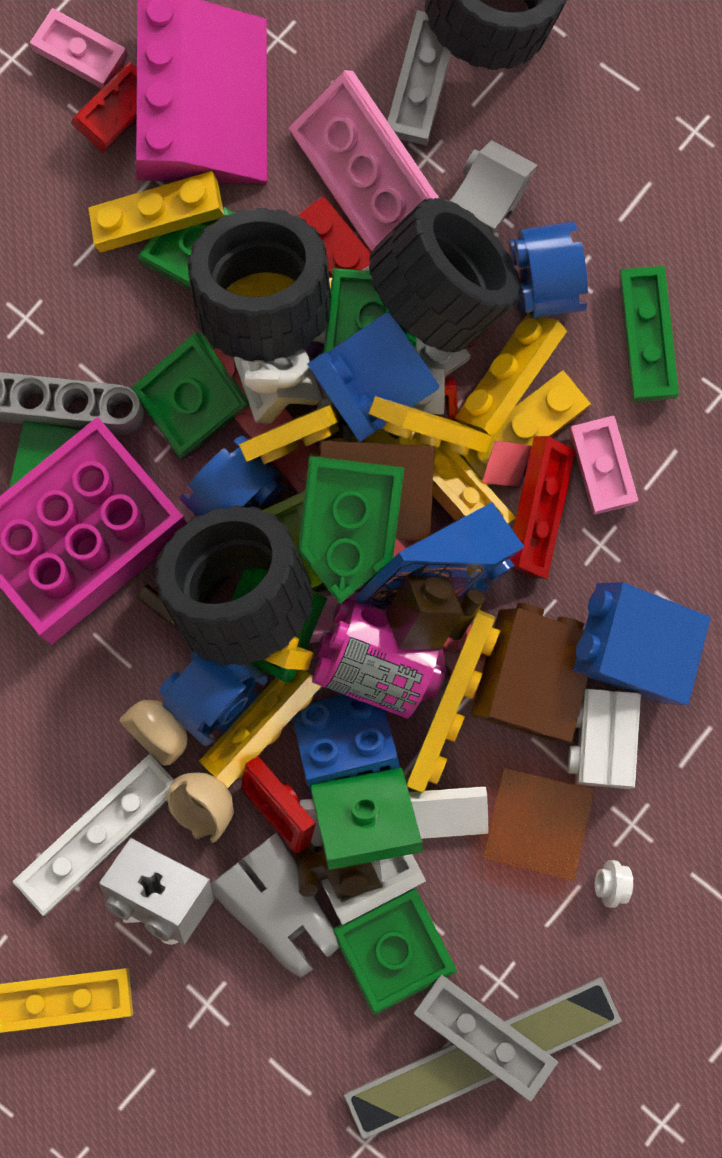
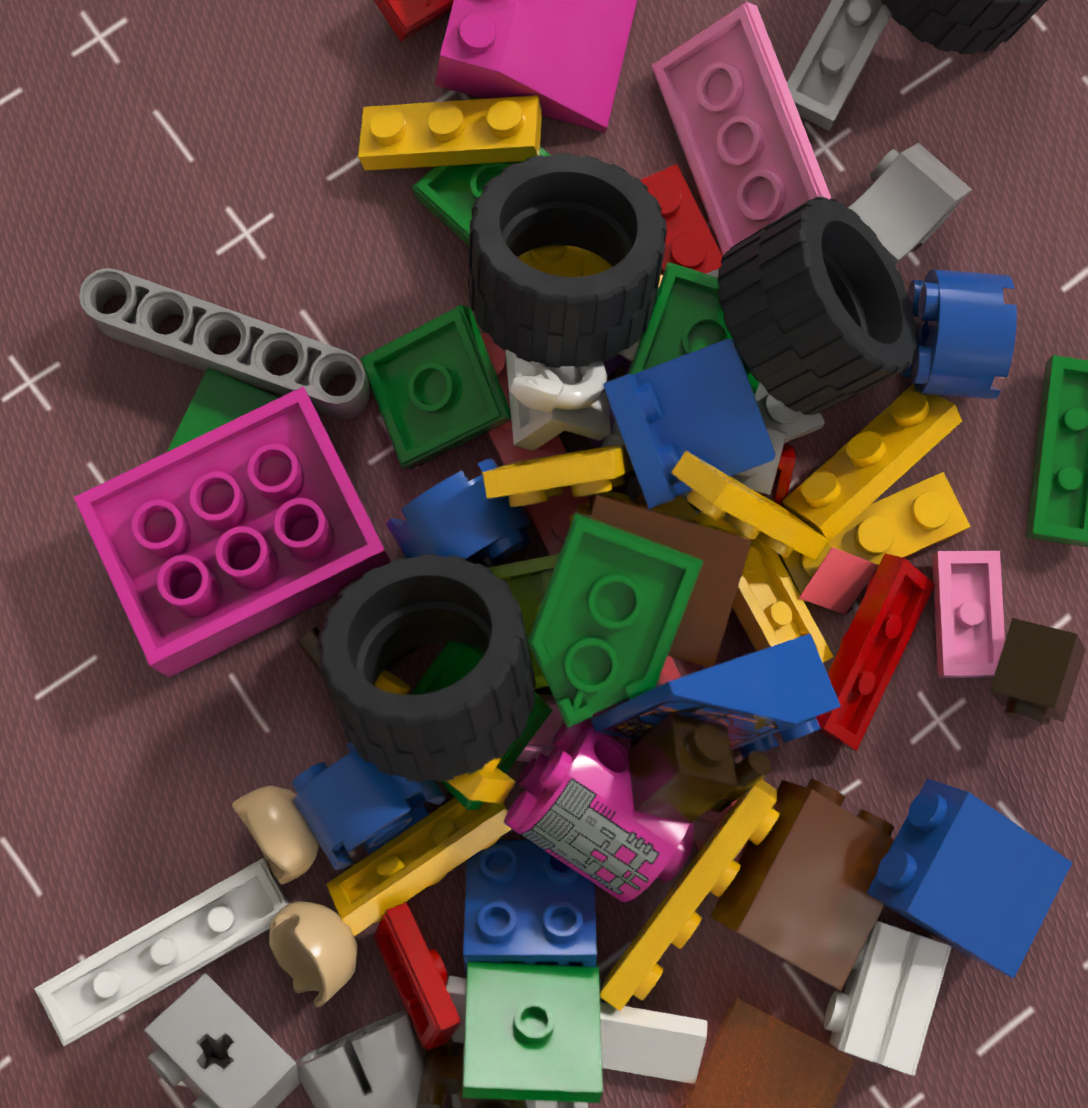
camera: 10 degrees right, 0 degrees up
(657, 492) = (1037, 672): none -> dark brown brick

